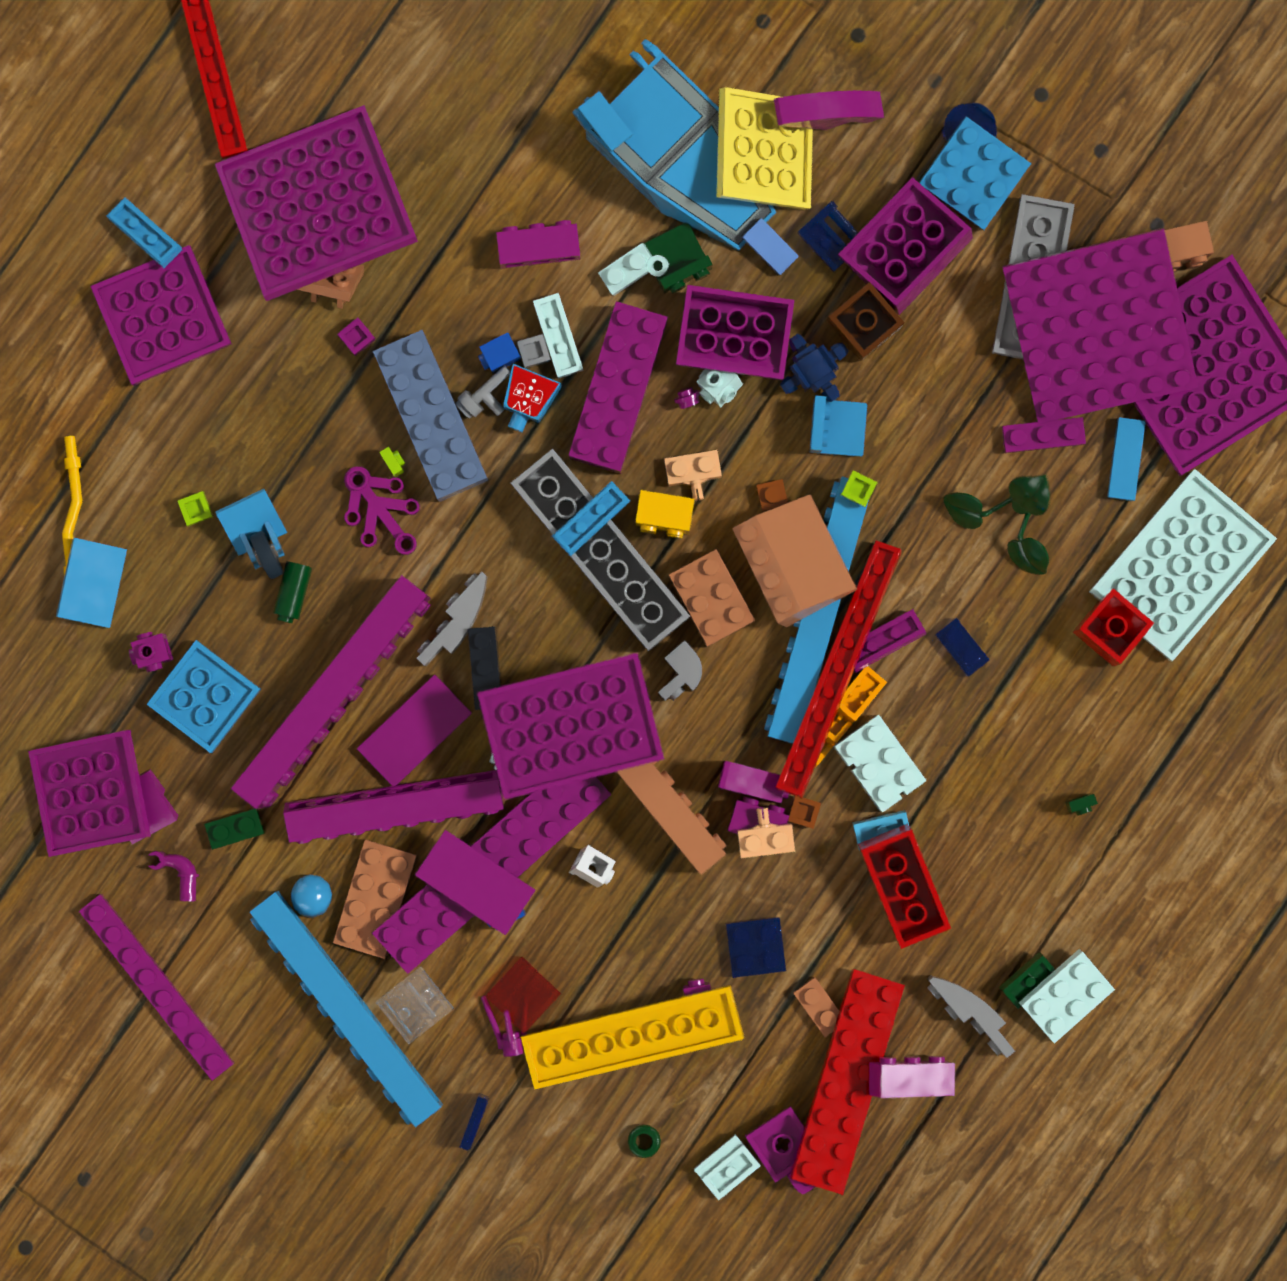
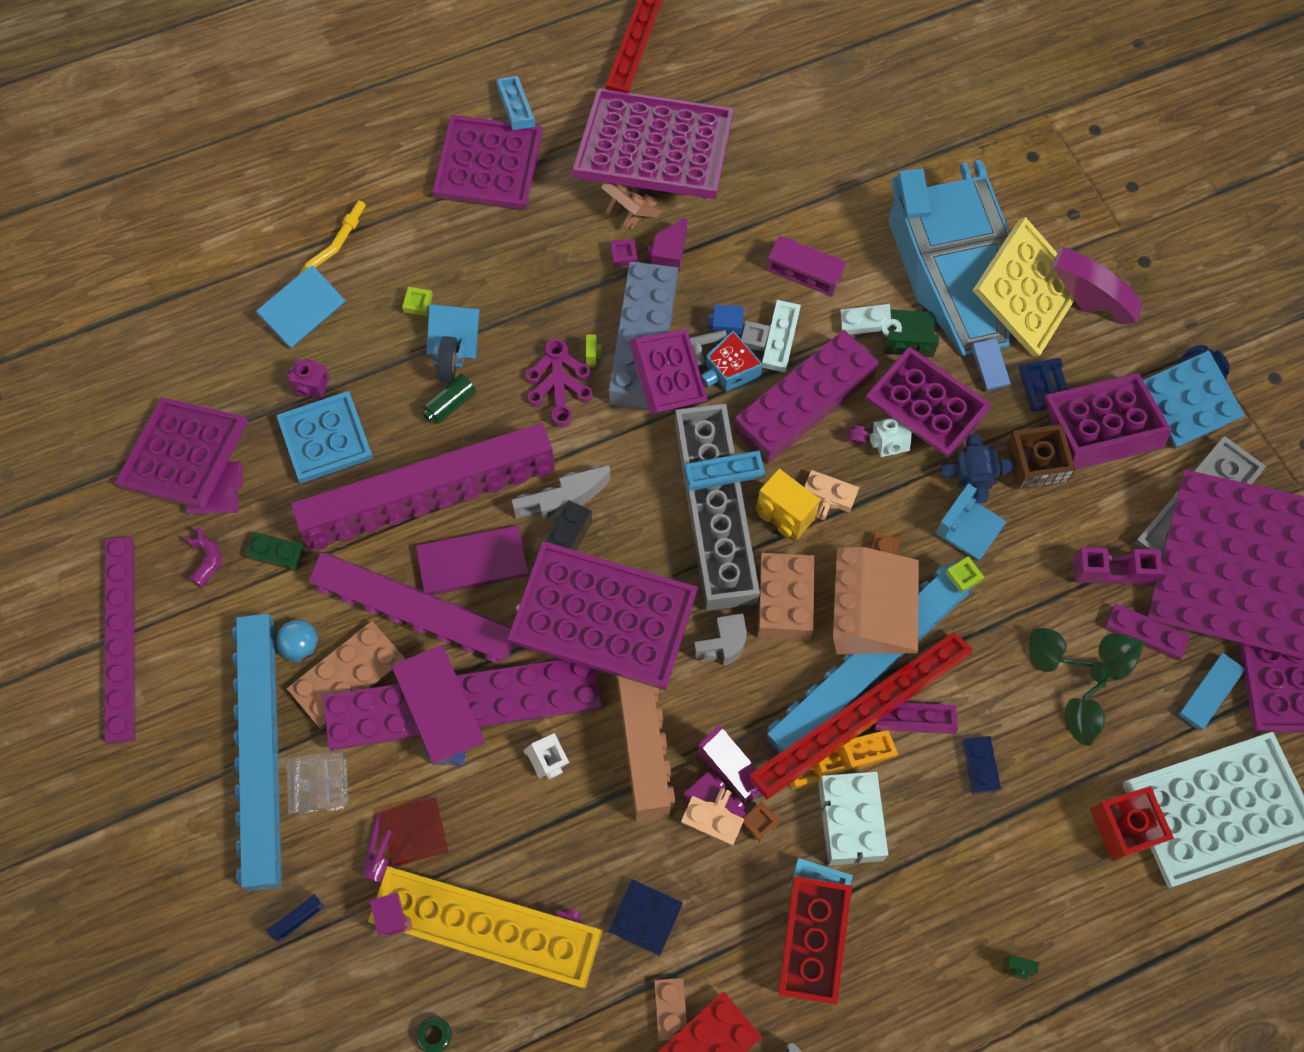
camera: 25 degrees right, 20 degrees down
(396, 305) = (669, 245): none -> magenta slope
(481, 448) = (668, 371): none -> magenta plate
(551, 1077) = (389, 915): none -> magenta panel
(988, 391) = (1136, 568): none -> magenta arch

